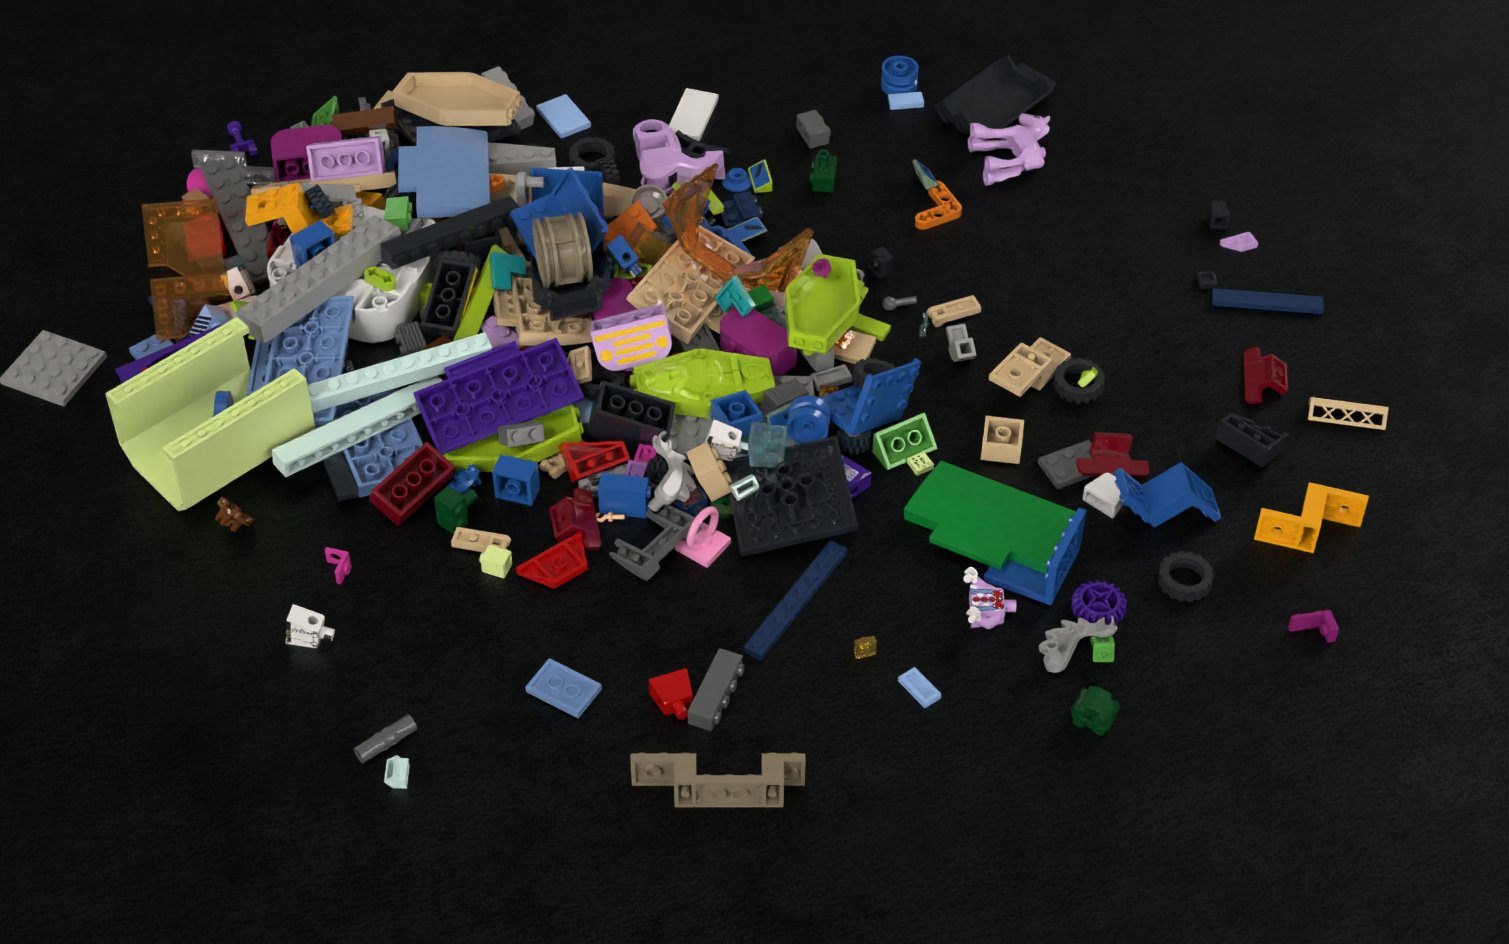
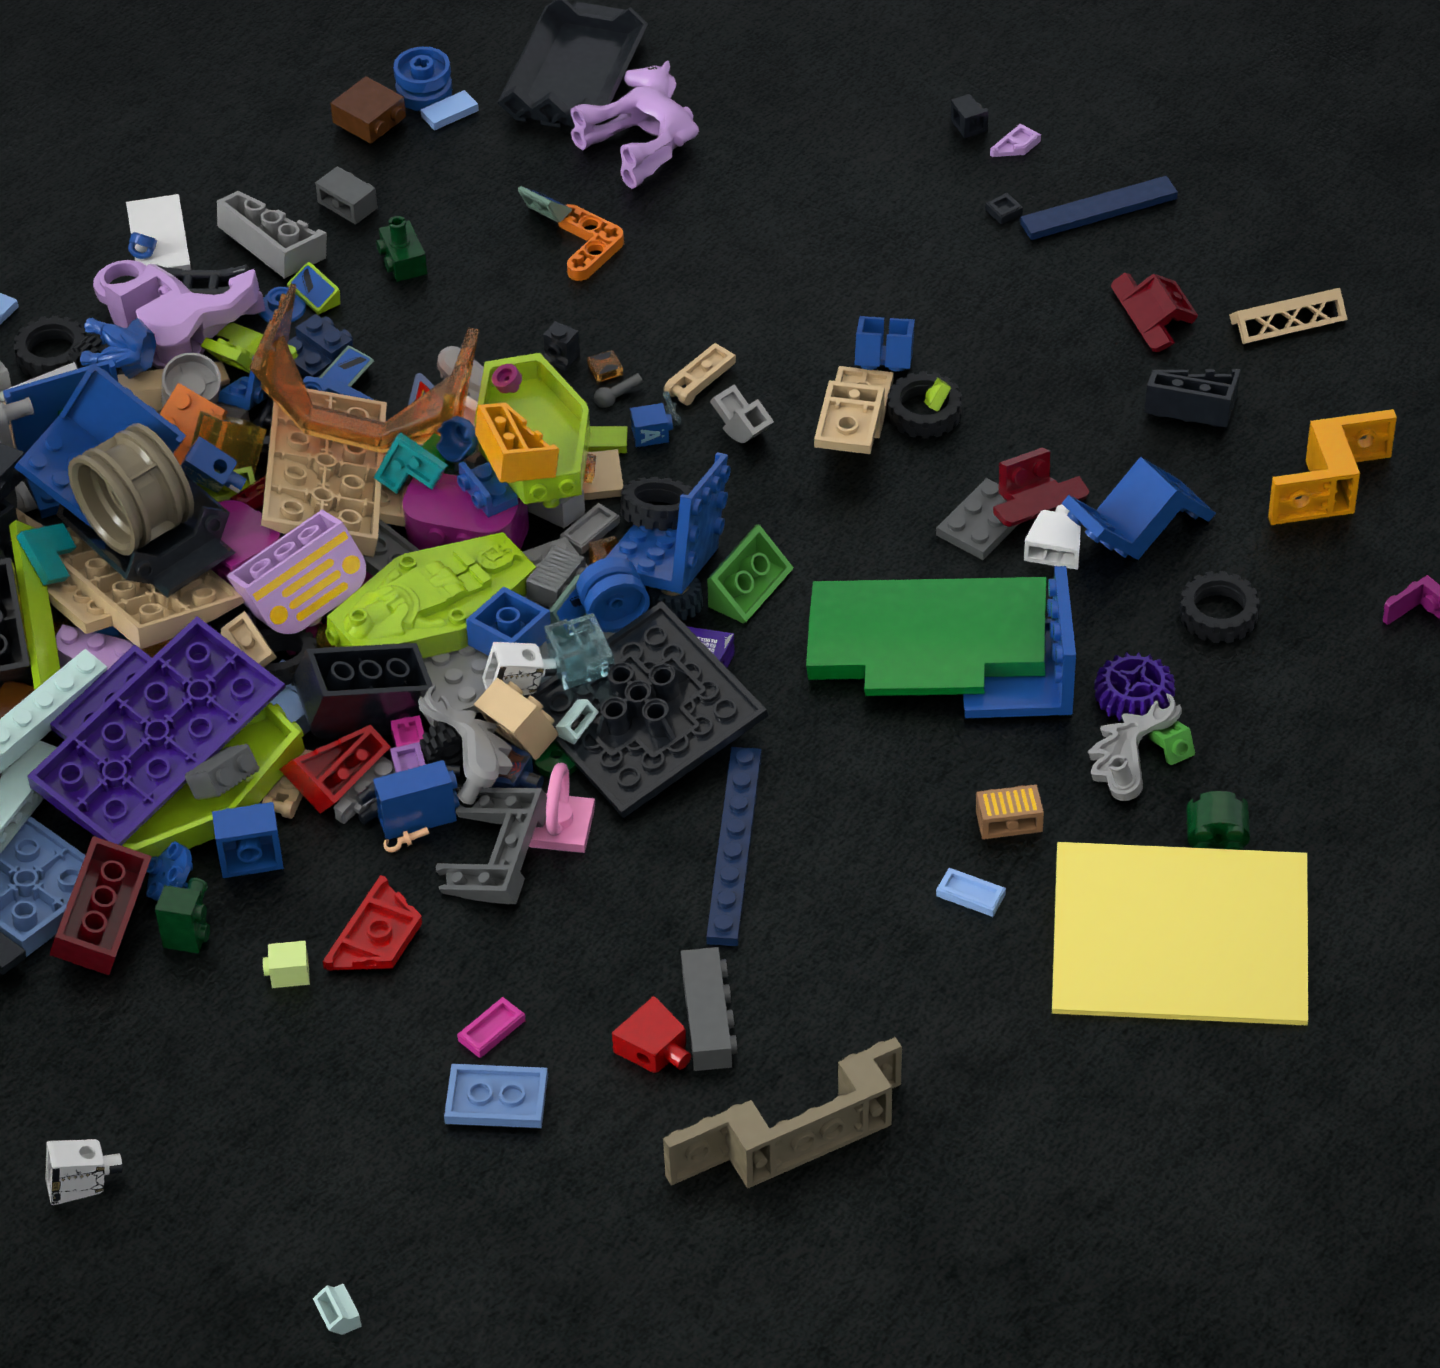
camera: 25 degrees left, 0 degrees up
(344, 565) = (65, 1055): dark pink bracket -> none
(385, 738) = (290, 1271): dark grey axle -> none
(478, 540) = (242, 945): tan plate -> none
(574, 516) = (360, 856): dark red plate -> none
(587, 647) = (491, 1027): none -> dark pink tile
(626, 171) = (128, 347): none -> blue piece
(678, 113) = (143, 240): none -> blue tile
(753, 136) = (269, 234): none -> light grey wedge
(773, 328) = (486, 489): none -> blue bracket
(774, 293) = (457, 439): none -> blue hair
(794, 308) = (513, 447): none -> light orange wedge
(856, 83) = (368, 109): none -> reddish brown brick
(865, 647) = (869, 868): clear yellow plate -> none
(901, 284) = (605, 366): none -> clear orange tile
(904, 329) = (650, 424): none -> blue brick
(920, 463) = (784, 597): yellowish green tile -> none
(972, 648) = (1009, 811): none -> medium nougat brick
(986, 602) = (990, 744): torso -> none
(1002, 439) = (877, 521): tan brick -> none
(1032, 768) = (1181, 933): none -> light yellow slope
(1066, 333) = (899, 344): none -> blue piece

